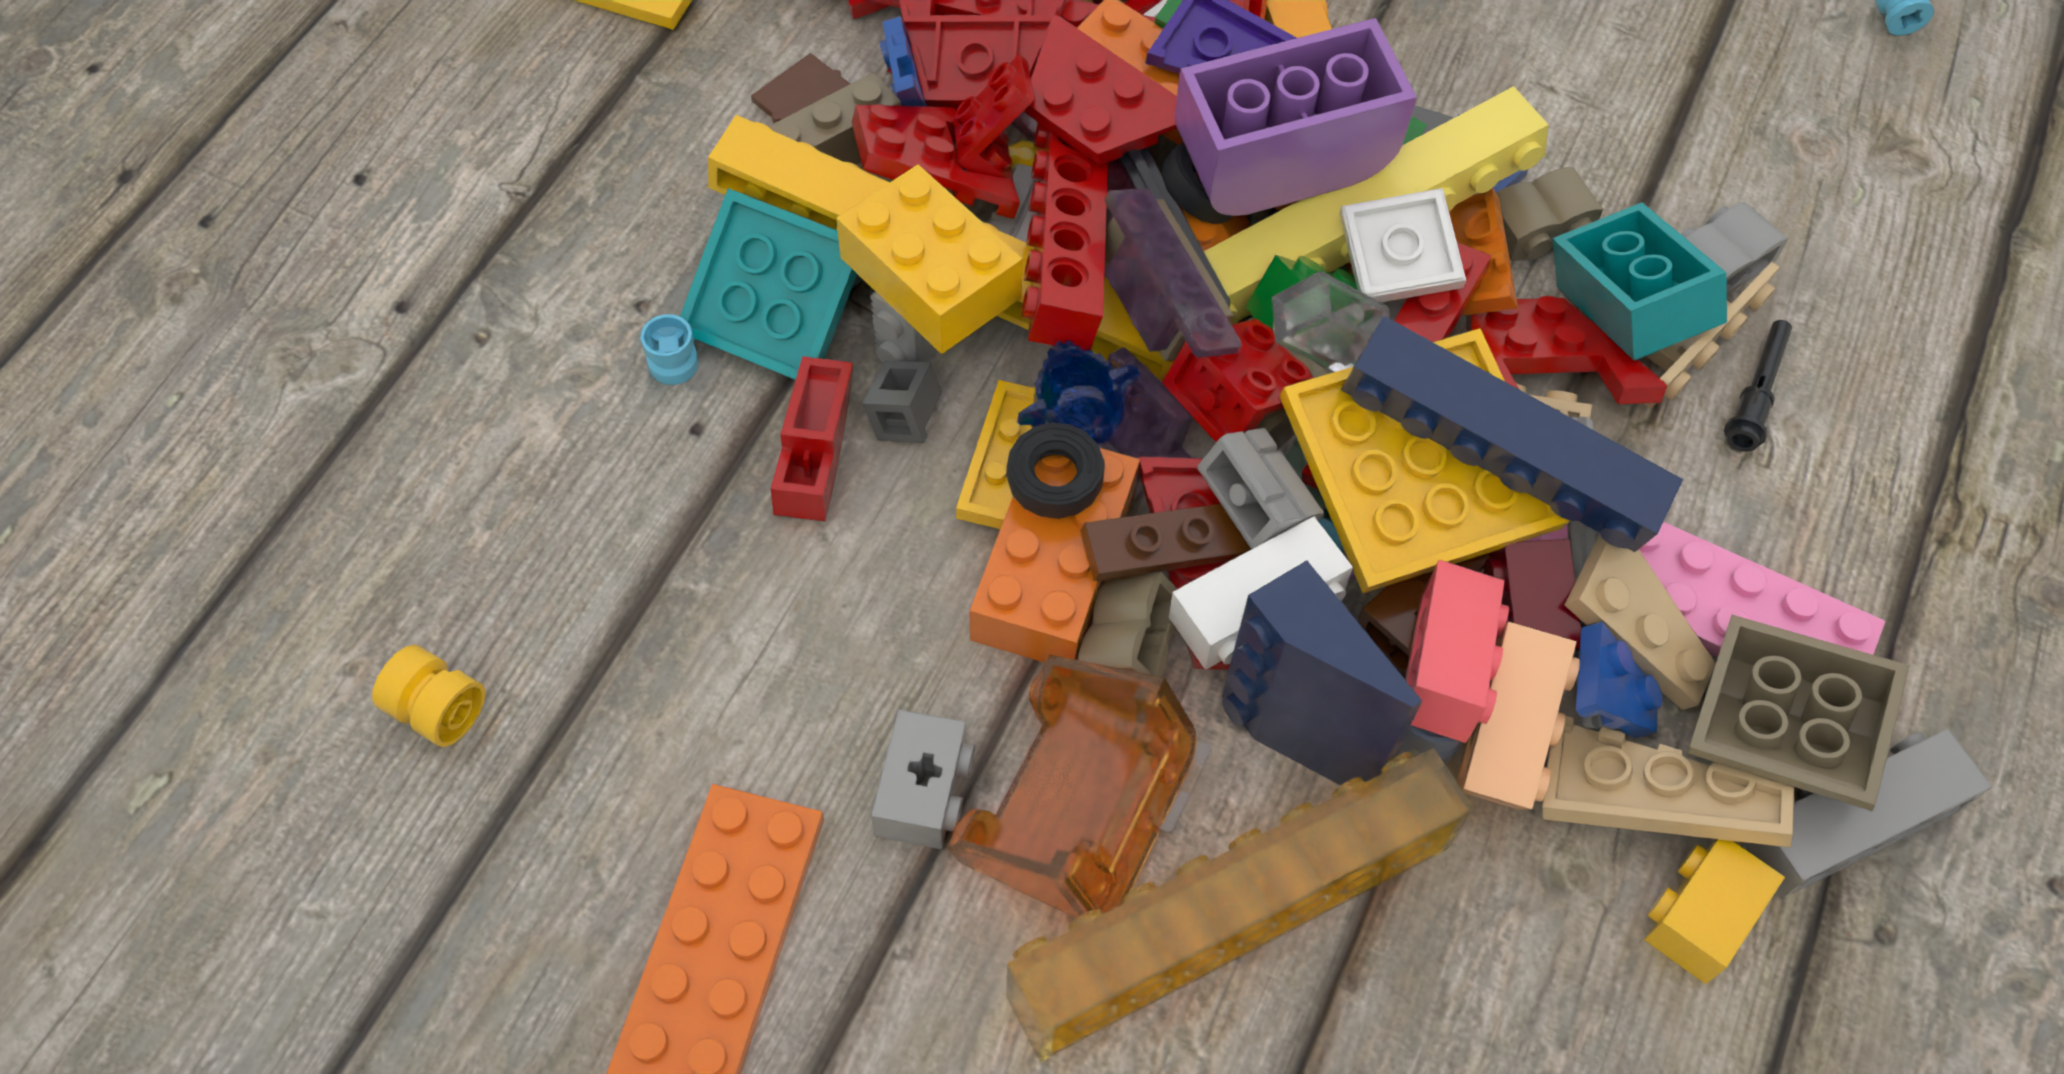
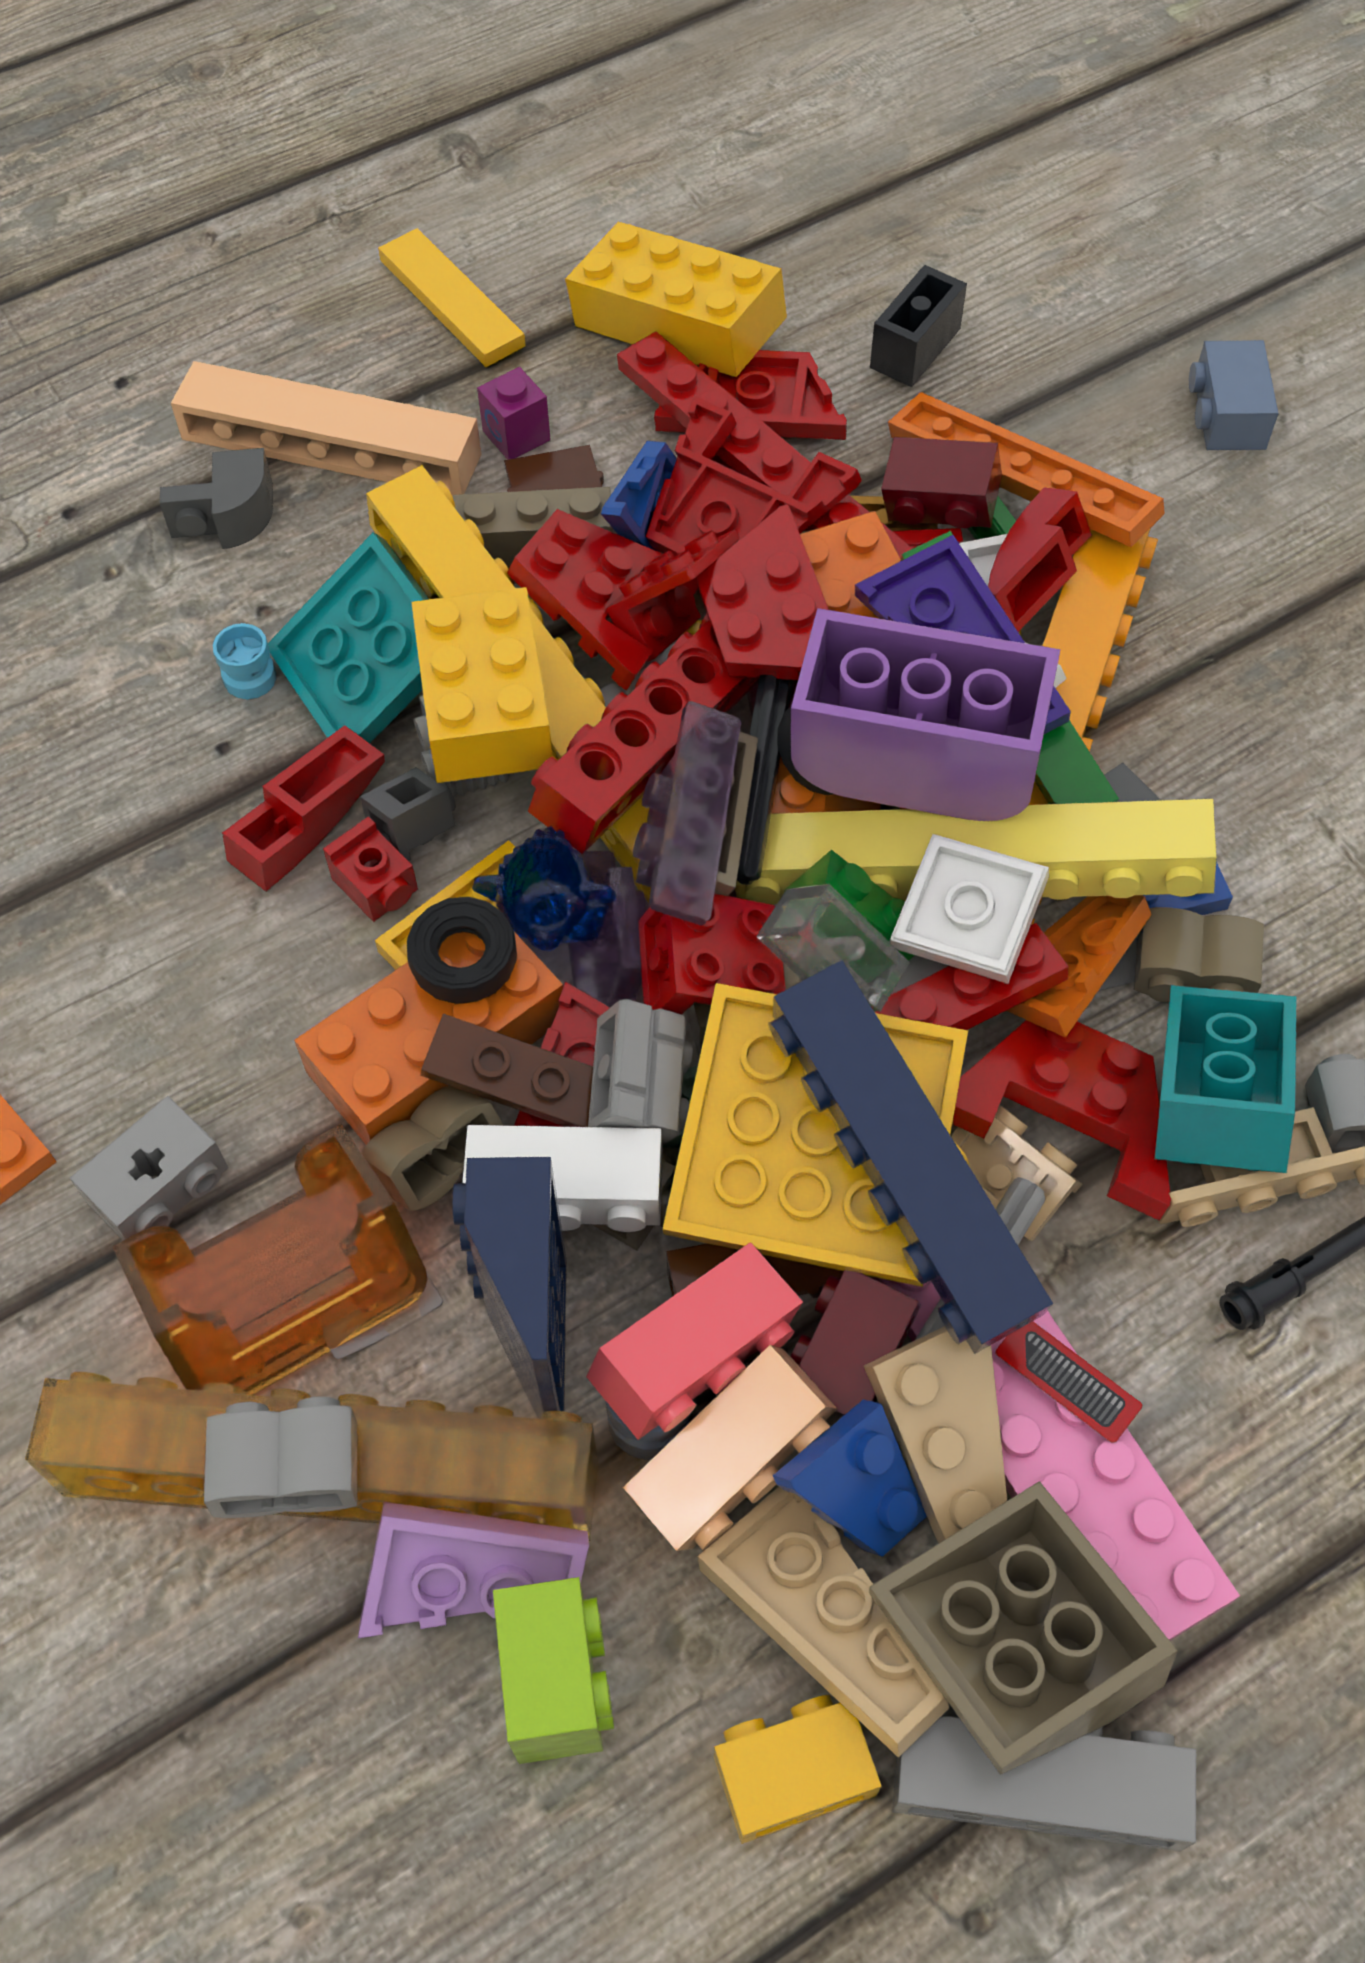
camera: 35 degrees right, 0 degrees up
(549, 232) = (232, 506): none -> dark grey brick
(583, 134) = (324, 426): none -> light nougat brick
(737, 53) = (514, 413): none -> magenta brick
(907, 459) = (370, 870): none -> red brick
(1251, 902) = (281, 1460): none -> light grey brick
(1389, 912) = (450, 1562): none -> lavender wing
(1518, 942) = (547, 1672): none -> lime brick
(1696, 545) = (1070, 1380): none -> sticker

